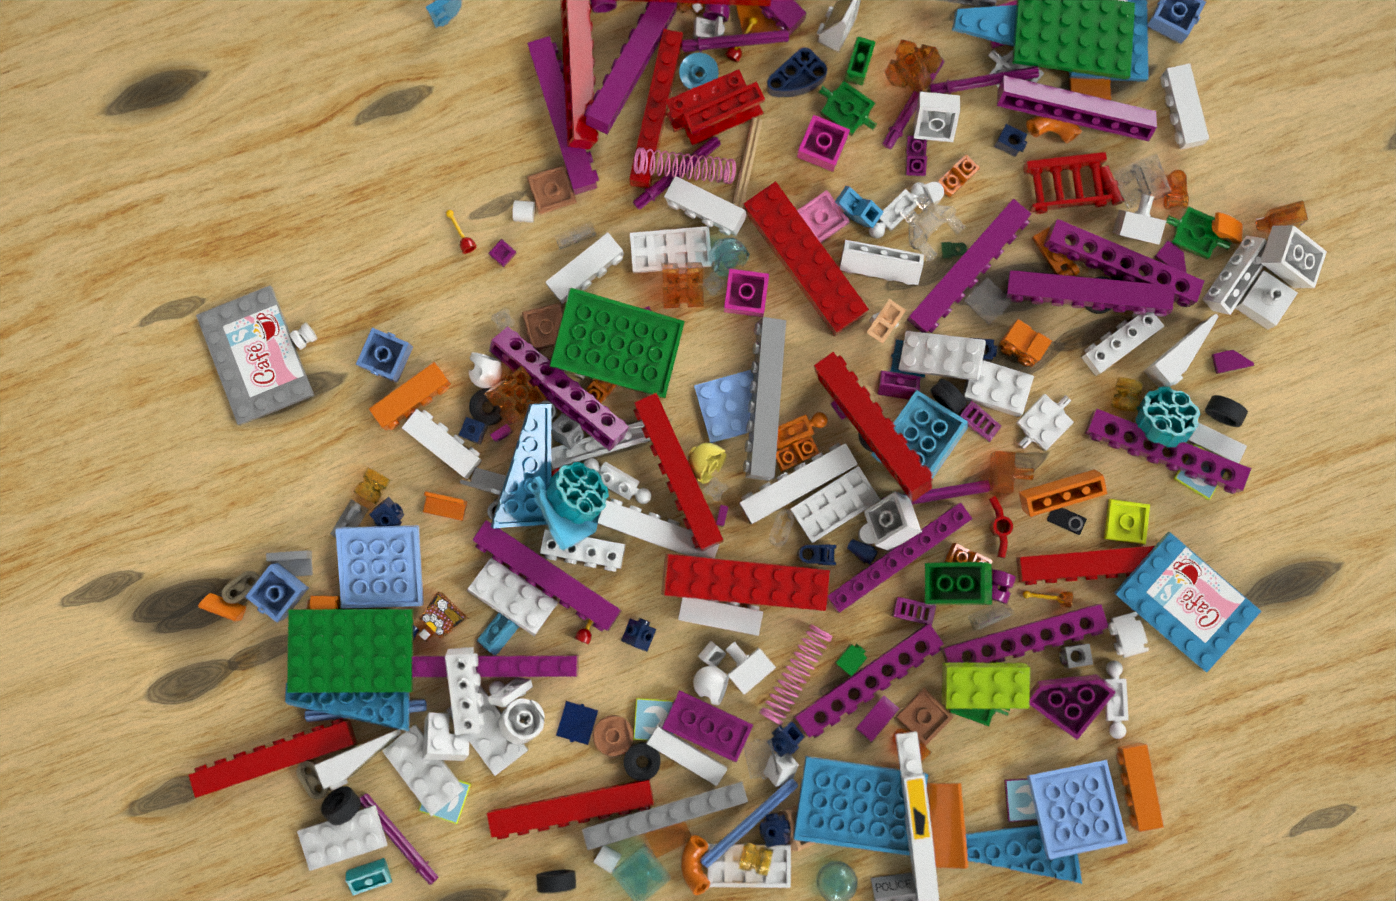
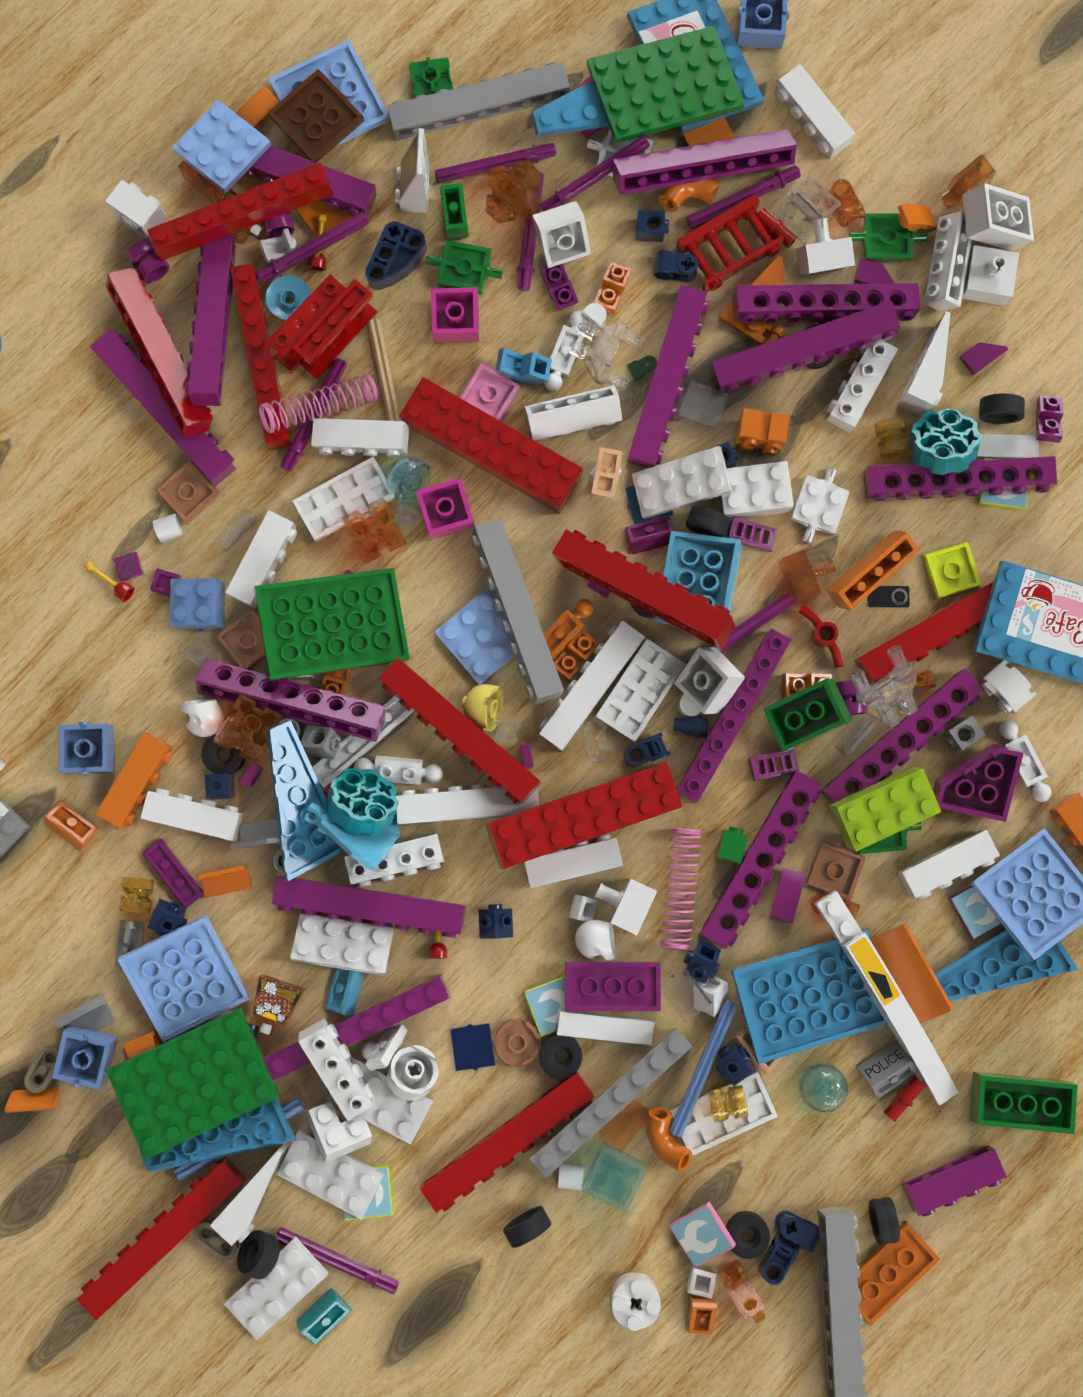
camera: 30 degrees left, 0 degrees up
(345, 408) = (70, 825): none -> orange slope
(407, 482) = (173, 873): none -> magenta tile
(480, 227) = (128, 566): none -> magenta tile
(519, 281) = (197, 604): none -> medium blue brick
(914, 36) = (482, 165): none -> magenta axle
(1014, 179) = (672, 266): none -> dark blue piece
(1016, 753) = (948, 864): none -> white brick
(1032, 594) = (890, 690): none -> clear connector
(1090, 222) = (773, 274): none -> orange slope
(1110, 149) = (761, 188): none -> magenta axle
(1261, 436) = (1049, 419): none -> magenta slope

